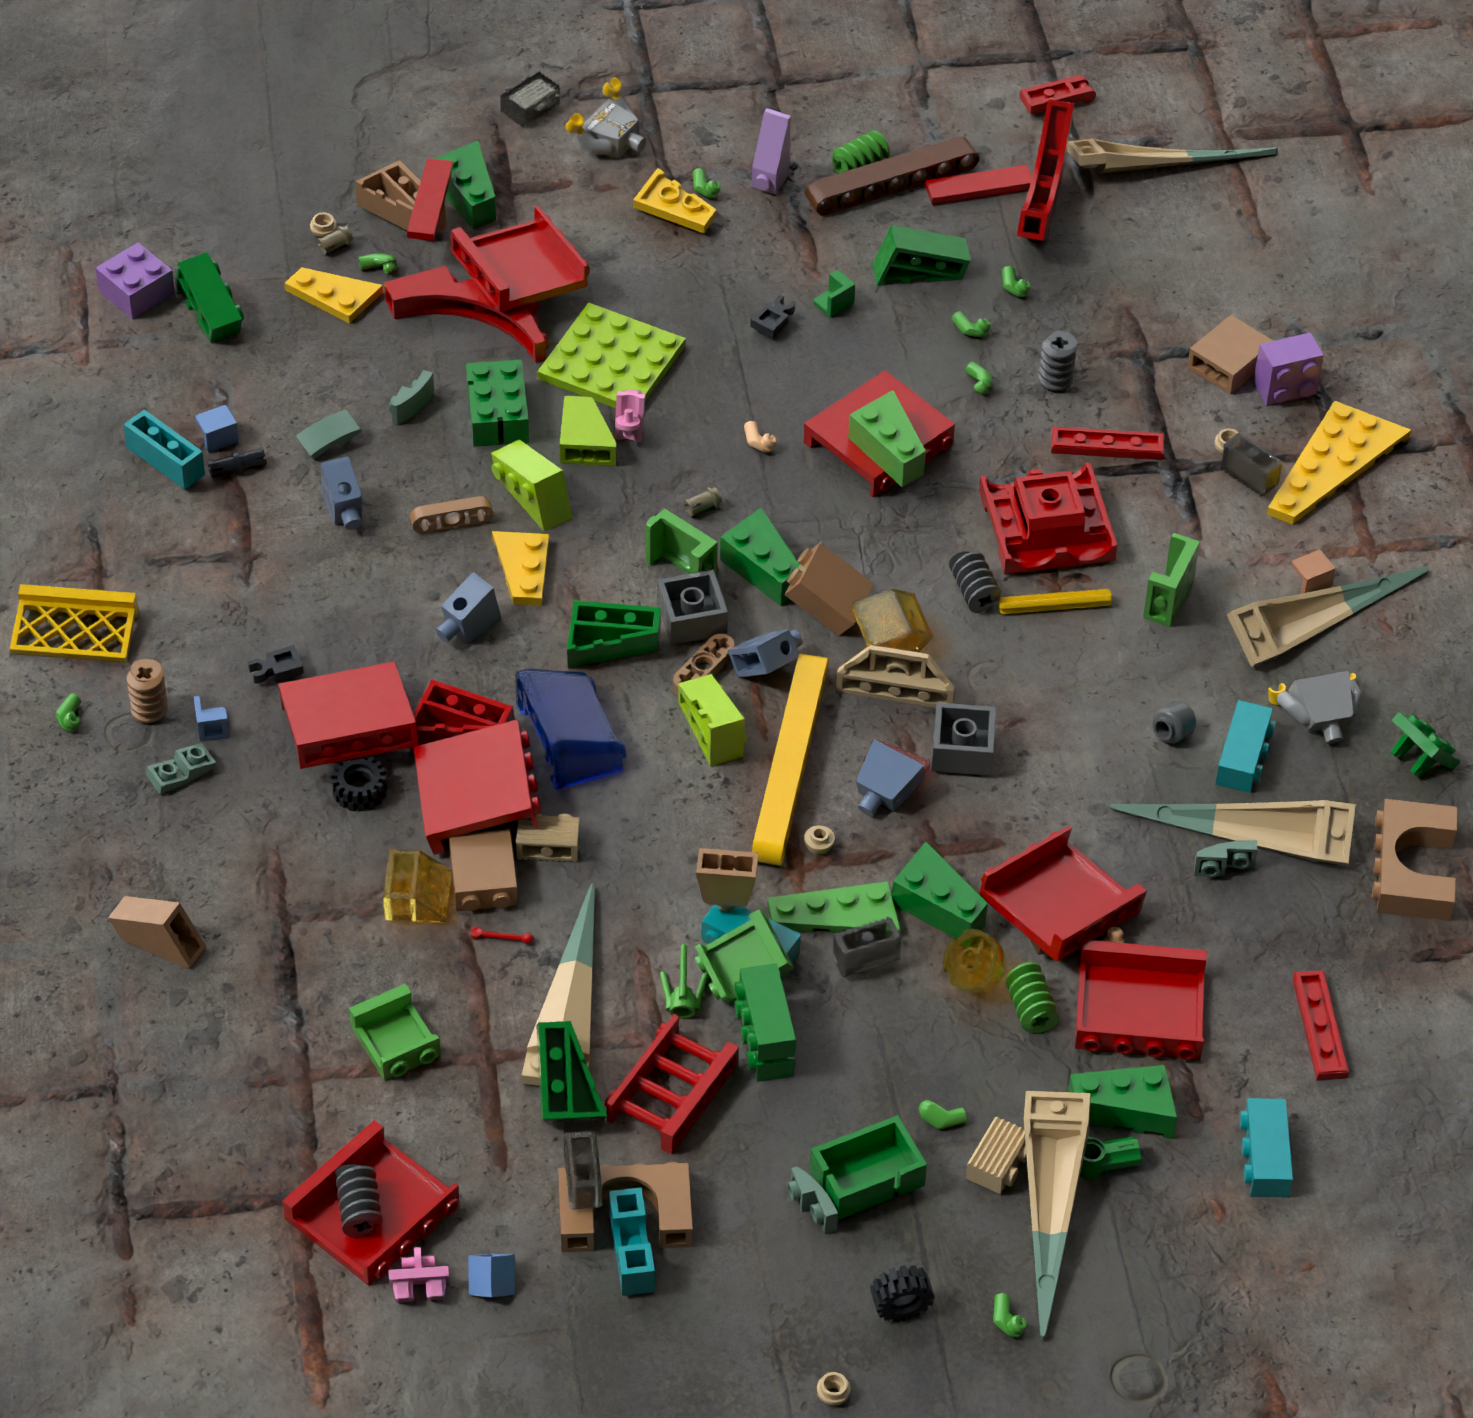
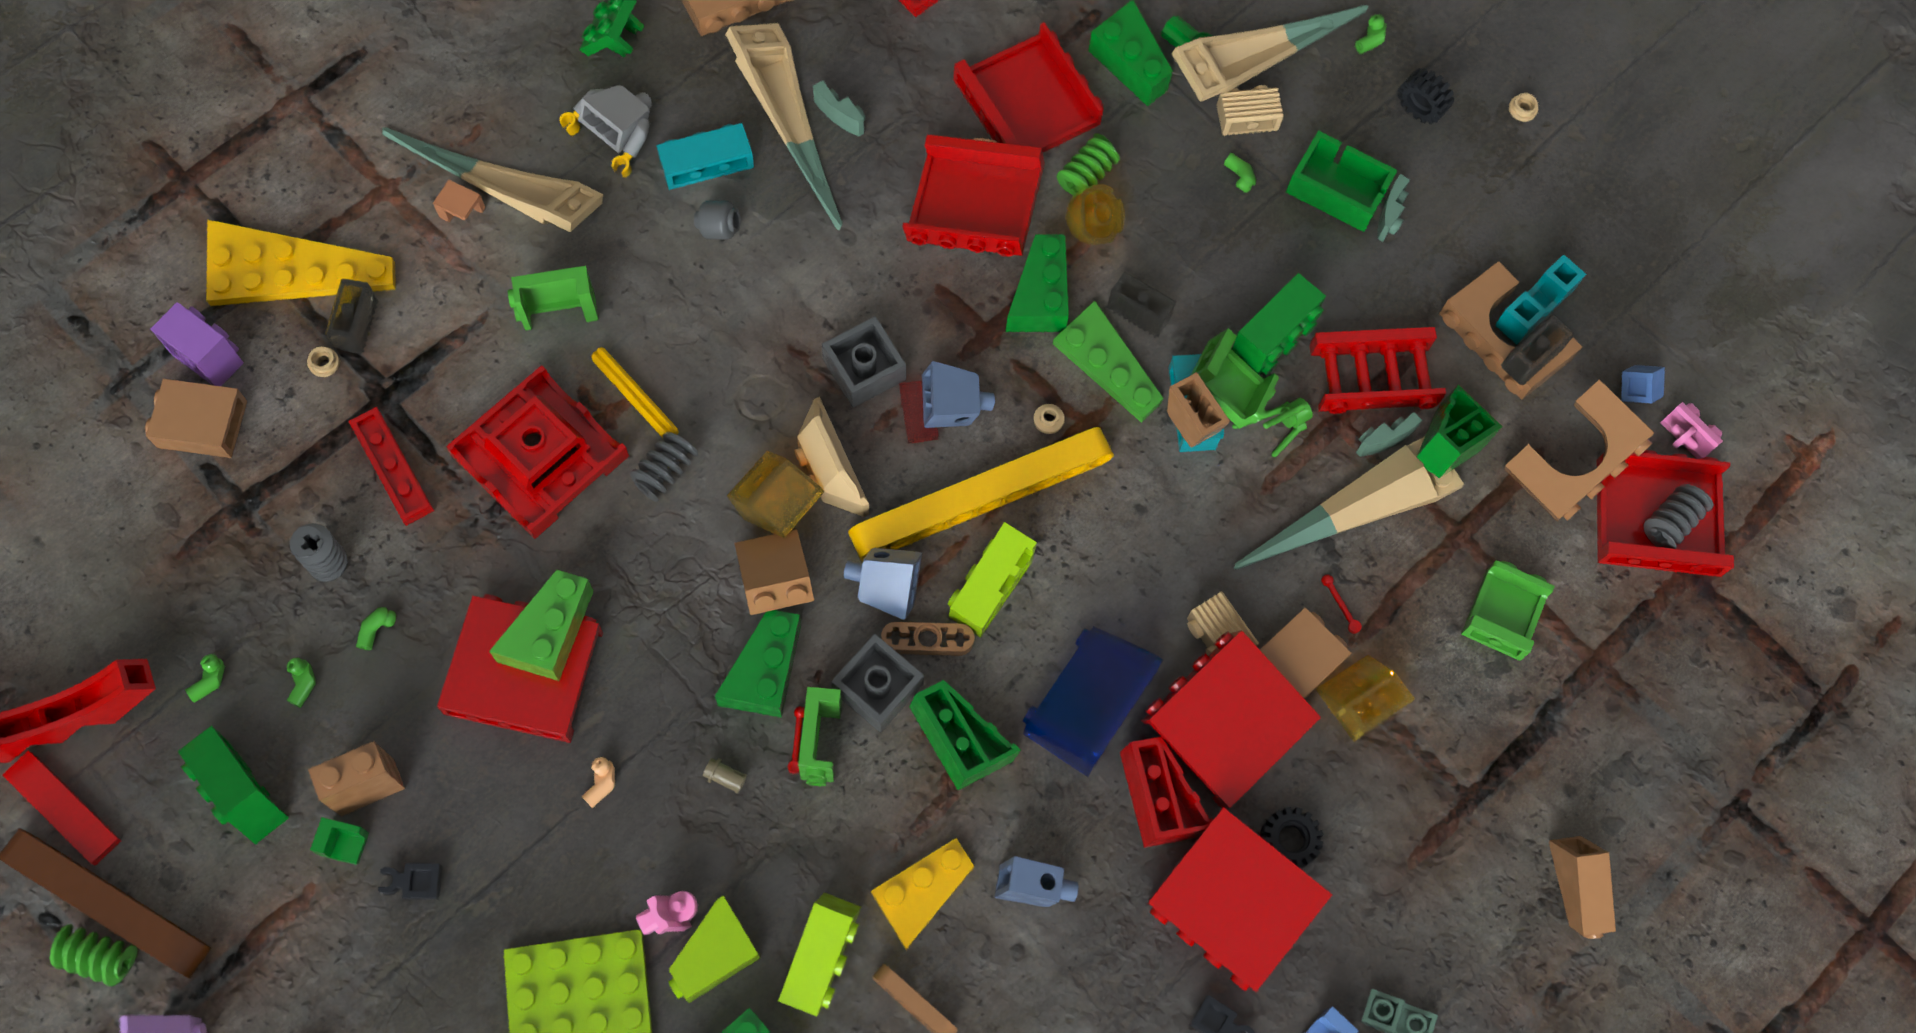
camera: 130 degrees left, 20 degrees up
(465, 1180) = (1622, 435): none -> medium nougat arch
(609, 1051) = (1387, 437): none -> sand green slope
(865, 307) = (356, 779): none -> medium nougat brick

